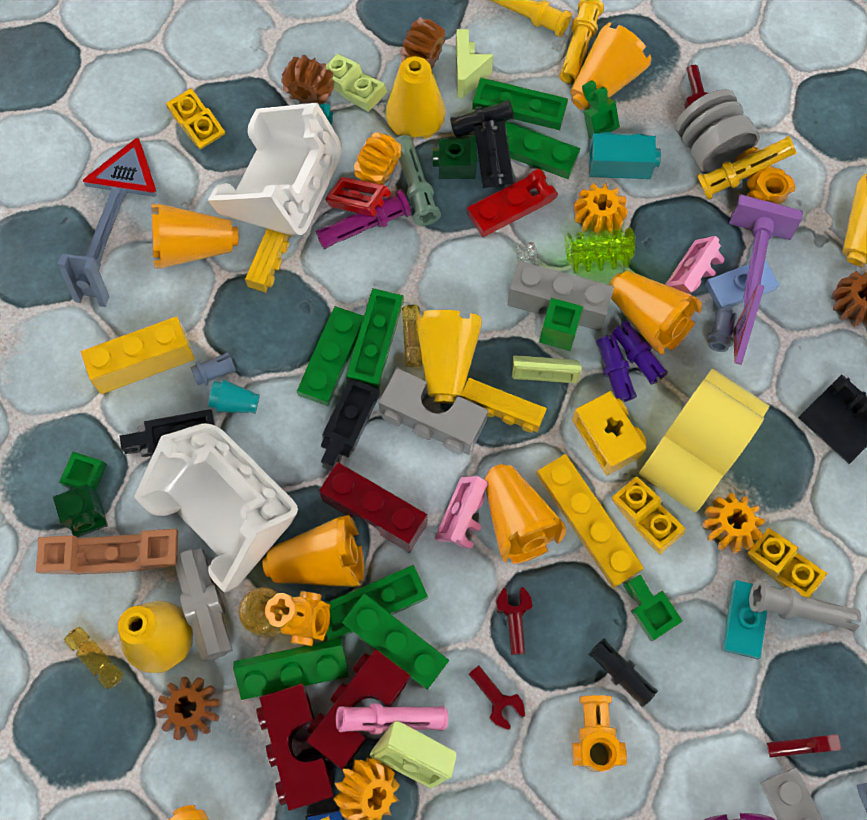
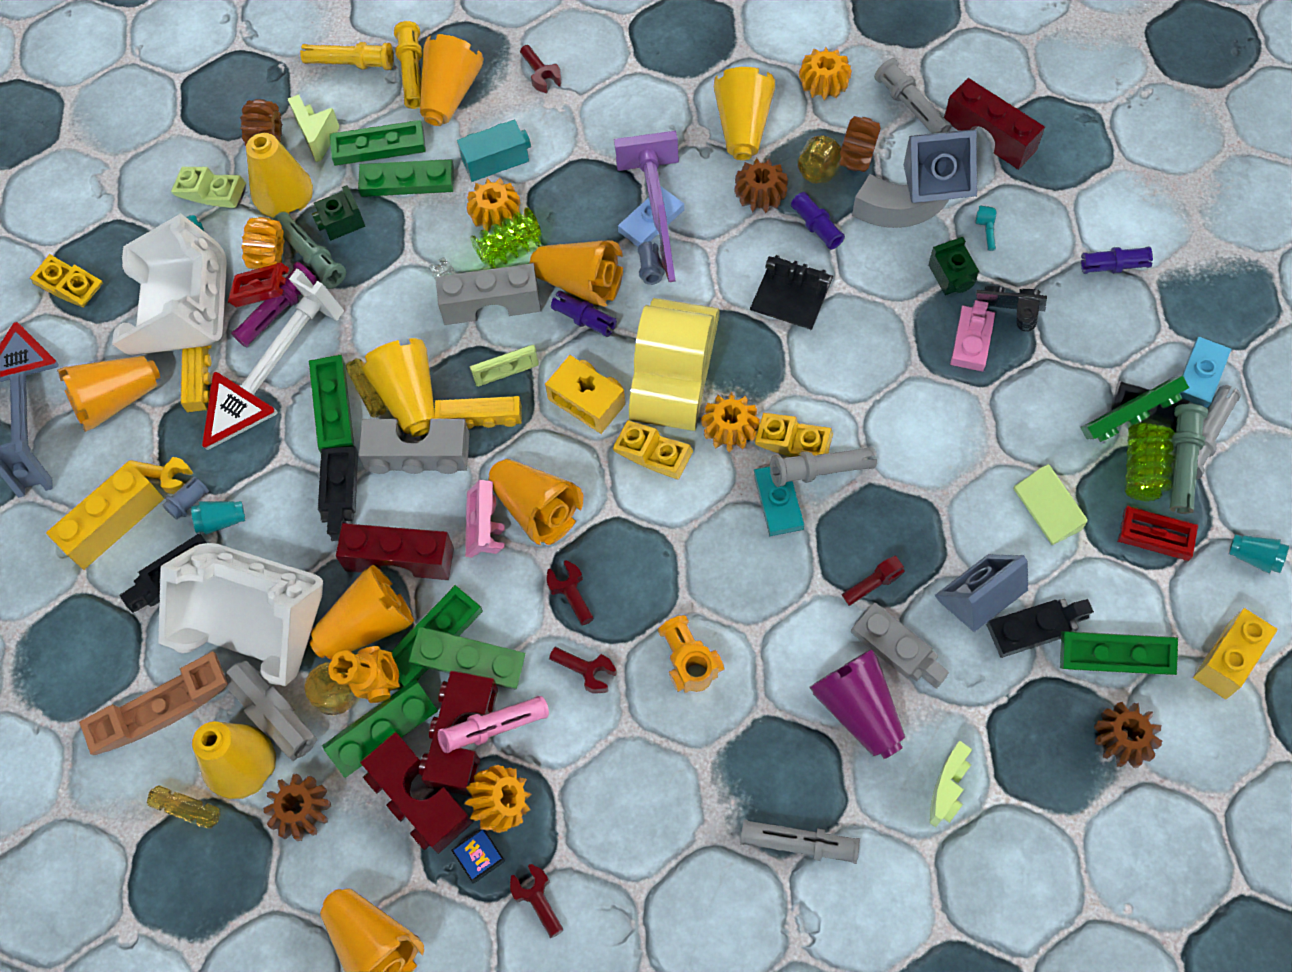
camera: 20 degrees left, 5 degrees down
(80, 510) = (110, 679): dark green brick -> none
(82, 471) = (97, 648): green tile -> none
(204, 336) = (164, 473): none -> yellow bar
(291, 304) = (234, 406): none -> white piece
(307, 80) = (162, 200): dark orange gear -> none
(330, 356) = (295, 439): green plate -> none
(415, 755) = (528, 747): yellowish green slope -> none
(493, 154) = (372, 195): black hinge -> none
(498, 112) = (347, 168): black pin -> none
(511, 203) = (408, 233): red plate -> none
(560, 324) = (499, 317): green brick -> none
(589, 521) = (602, 478): yellow plate -> none
(603, 112) = (458, 118): green plate -> none
(616, 368) = (568, 335): dark purple pin -> none
(623, 672) = (687, 592): black pin -> none
(654, 612) = (692, 529): green plate -> none
(696, 264) = (603, 215): bright pink plate -> none
(716, 130) = (568, 93): light grey wheel -> none
(730, 174) = (634, 83): yellow pin -> none
(768, 180) = (631, 119): light orange connector -> none

